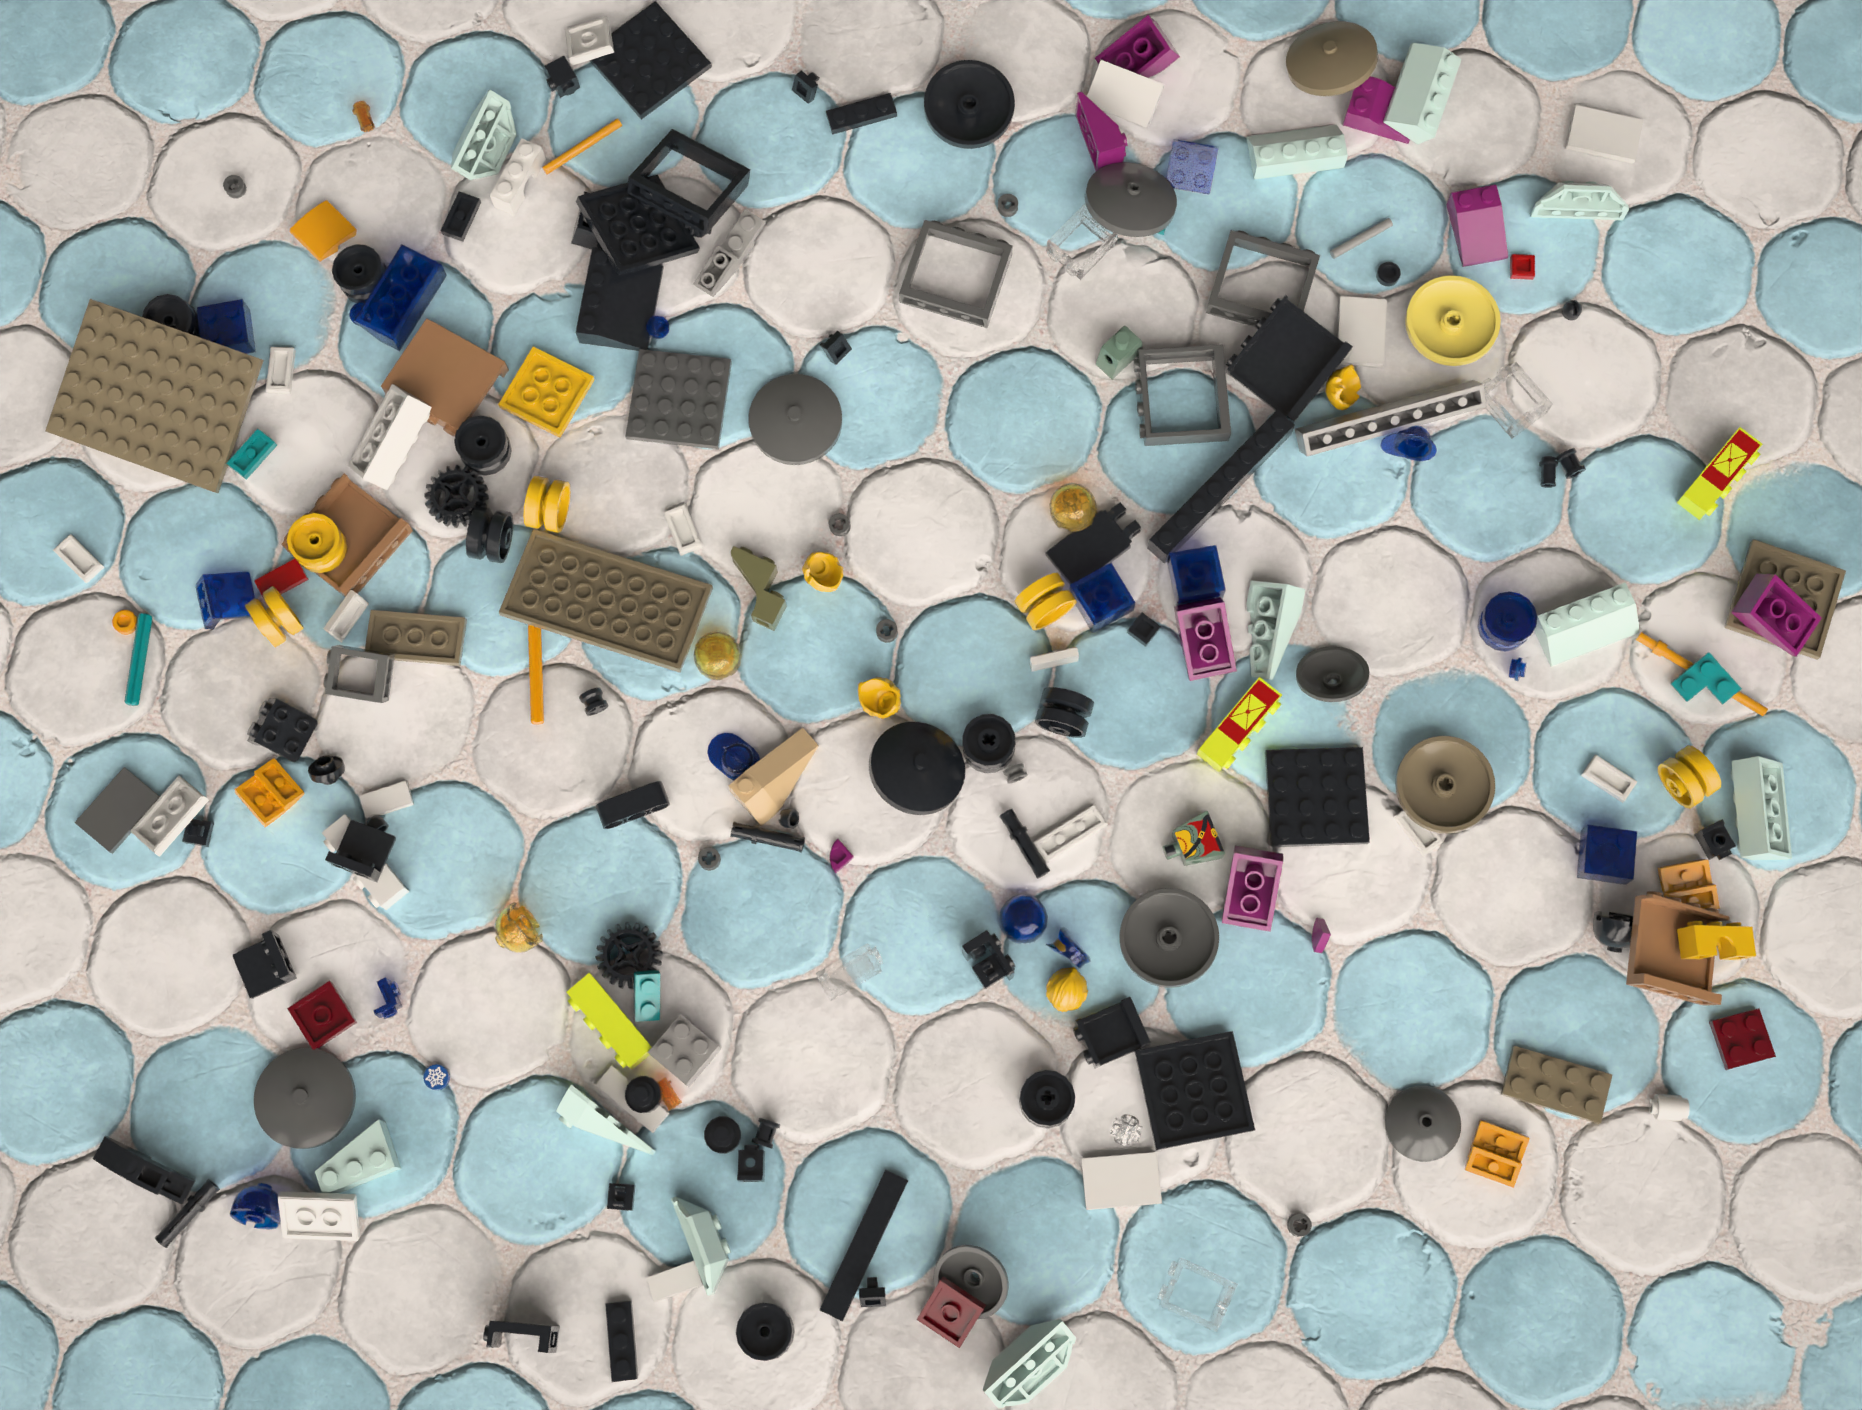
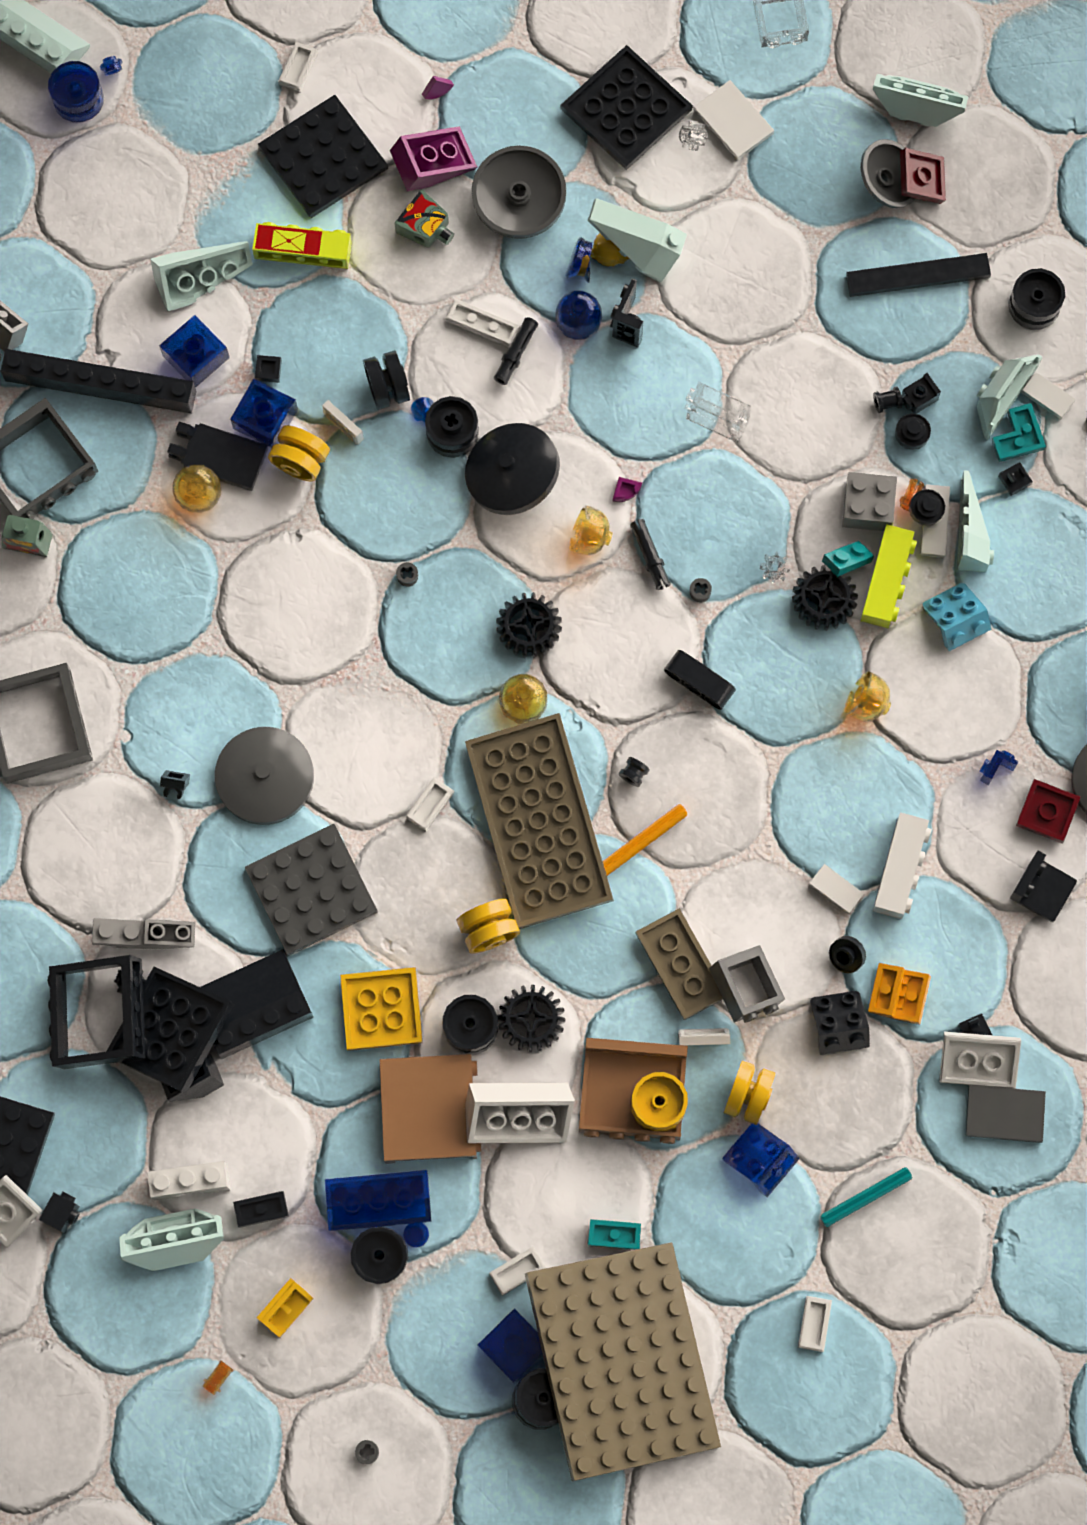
camera: 125 degrees left, 0 degrees up
(125, 622) = (841, 1235): light orange tile -> none
(282, 578) = (710, 1123): red tile -> none
(323, 230) = (357, 1330): light orange slope -> none
(362, 851) = (897, 862): black bracket -> none
(377, 190) = (285, 1307): none -> yellow hinge
(378, 823) = (863, 880): black hinge -> none
(436, 1077) = (1029, 685): blue tile -> none
(489, 534) = (549, 956): black wheel -> none
(537, 1057) = (958, 615): none -> medium azure bracket
(582, 146) = (118, 1147): light orange bar -> none
(649, 1230) = (1025, 436): none -> teal plate
(657, 327) = (255, 951): clear blue plate -> none
(684, 924) = (774, 560): none -> clear gear
(731, 755) = (601, 629): clear blue piece -> none
(760, 576) = (429, 706): olive arch -> none
(765, 693) = (520, 627): none -> black gear
(770, 780) = (602, 584): tan wedge -> none
(789, 818) = (623, 547): black hinge -> none
(817, 797) = (591, 532): none -> clear yellow cylinder
(823, 571) = (391, 654): yellow hair -> none
(832, 522) = (336, 667): dark grey bush -> none
(872, 1295) = (950, 243): black tile -> none
(879, 697) = (471, 537): yellow hair -> none
(988, 971) = (643, 311): black tile -> none
(1015, 773) = (462, 391): dark grey bush -> none
(1025, 736) = (420, 407): none -> clear blue piece
(1047, 1084) = (711, 206): black wheel -> none
(1050, 1011) = (644, 240): none -> light aqua wedge
(1111, 1033) = (624, 188): black panel -> none
(1205, 638) = (243, 315): magenta slope -> none
(1332, 674) = (199, 196): dark grey dish -> none
(1445, 784) = (249, 61): dark tan dish -> none

